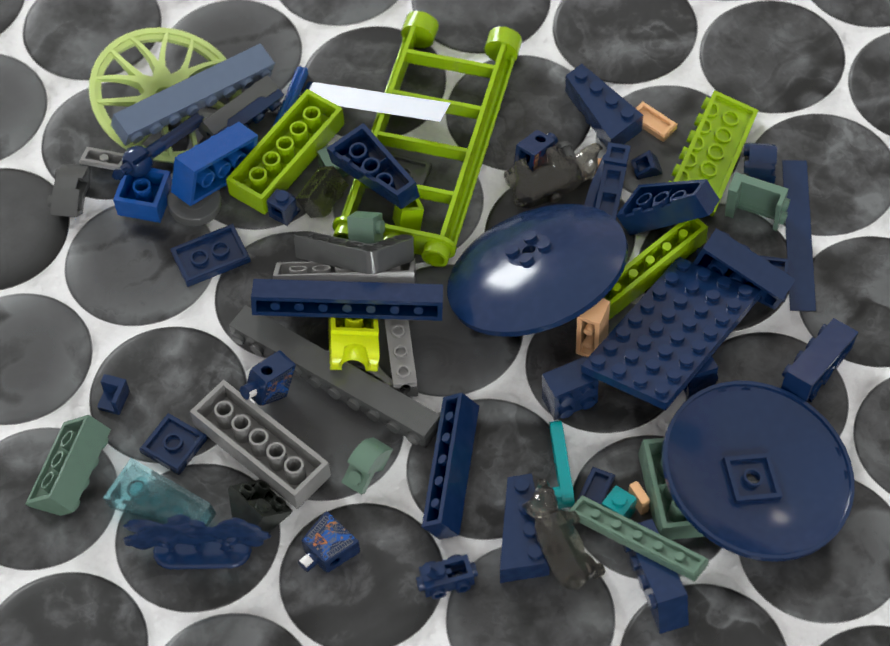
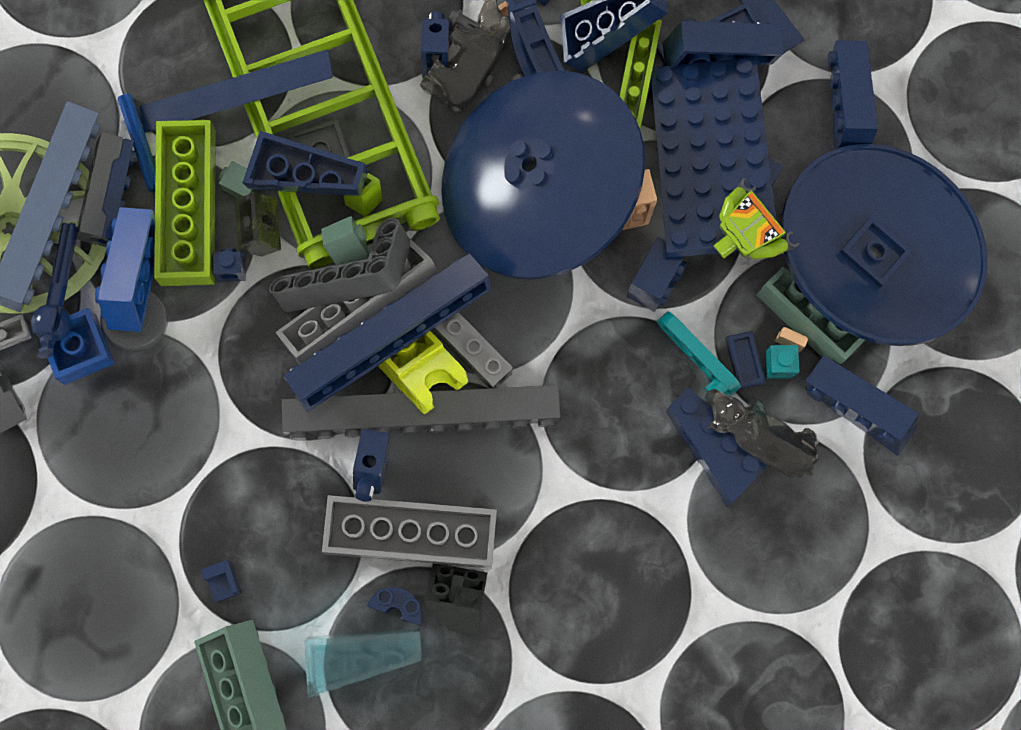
camera: 45 degrees left, 20 degrees up
(173, 444) = (320, 586): dark blue tile -> none
(192, 545) = (438, 671): dark blue plant -> none
(210, 255) = (195, 364): dark blue tile -> none
(213, 480) = (399, 599): none -> dark blue cylinder
(328, 545) = (550, 586): dark blue torso -> none
(365, 460) = (525, 480): sand green brick -> none
(441, 577) = (675, 547): dark blue brick -> none
(450, 466) = (605, 428): dark blue brick -> none
(640, 539) = (831, 385): sand green tile -> none
(650, 378) = (750, 227): none -> lime torso

